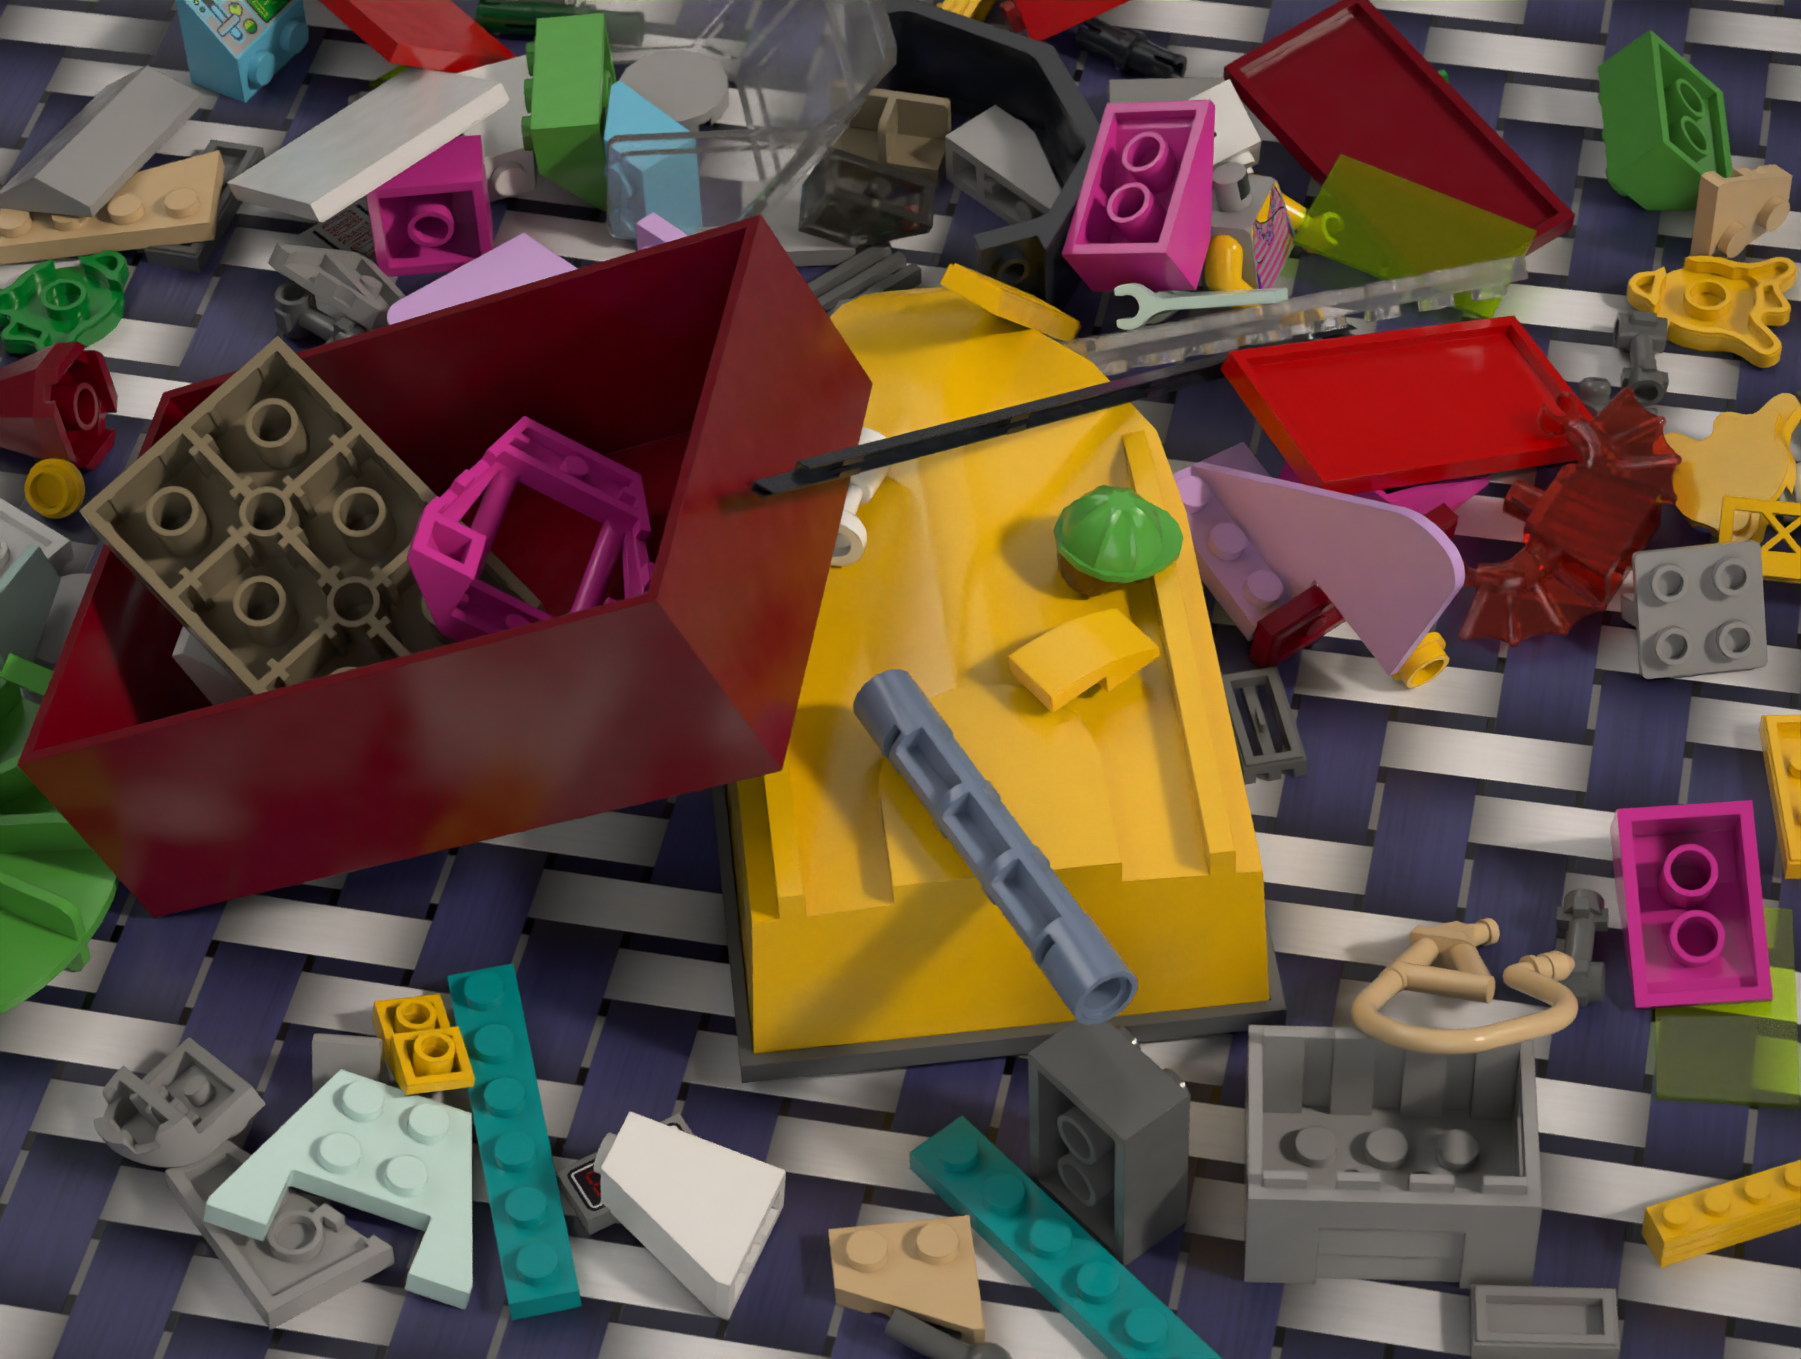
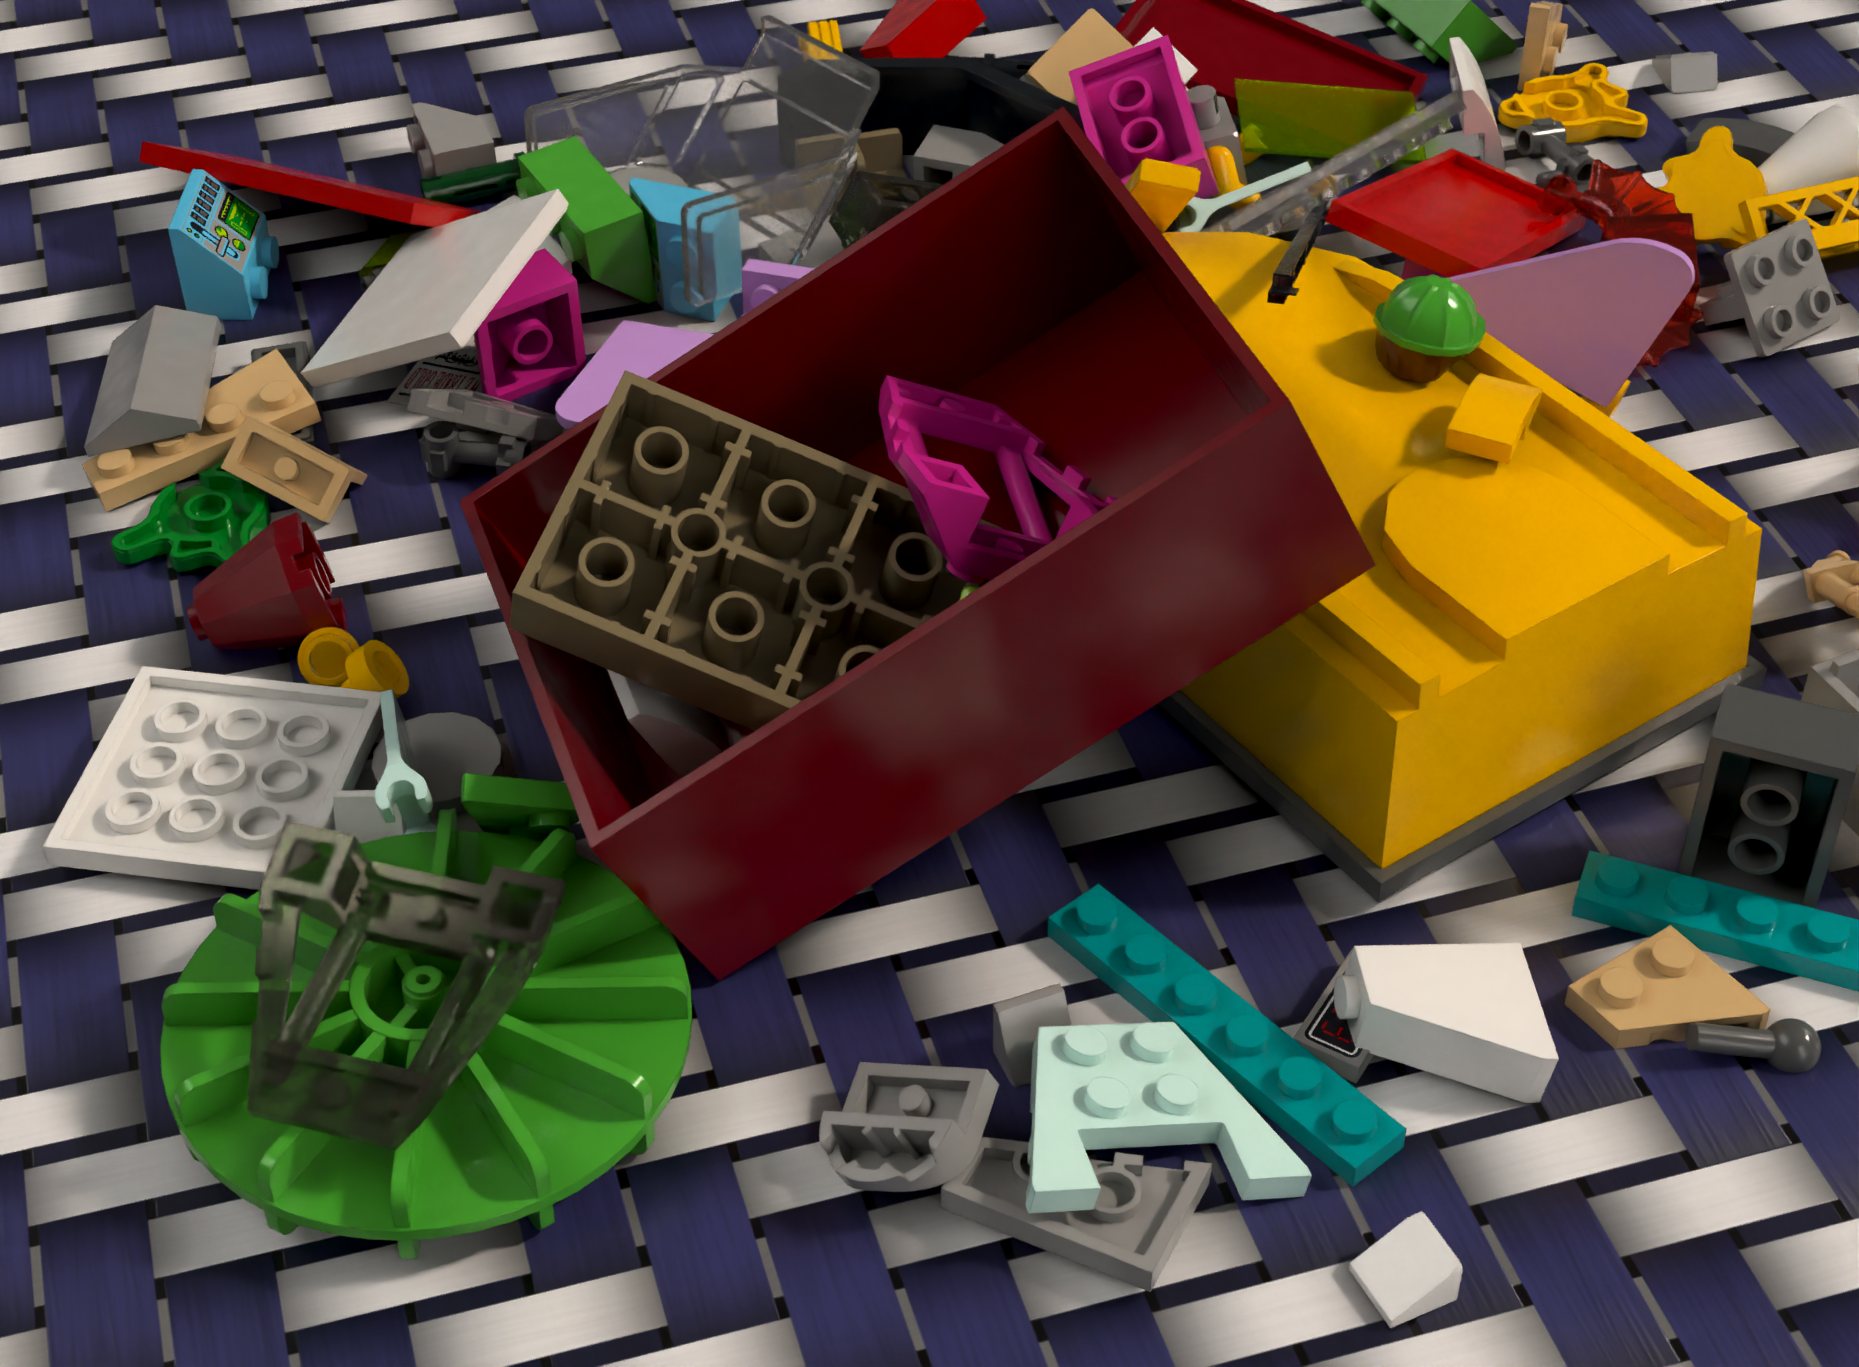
camera: 30 degrees left, 5 degrees down
(67, 520) = (376, 668): none -> yellow tile
(150, 281) = (290, 468): none -> tan panel
(422, 1045) = (1095, 989): yellow slope -> none
(995, 848) = (1582, 570): sand blue piece -> none
(1165, 74) = (1083, 43): none -> tan panel
(1574, 273) = (1479, 115): none -> slope

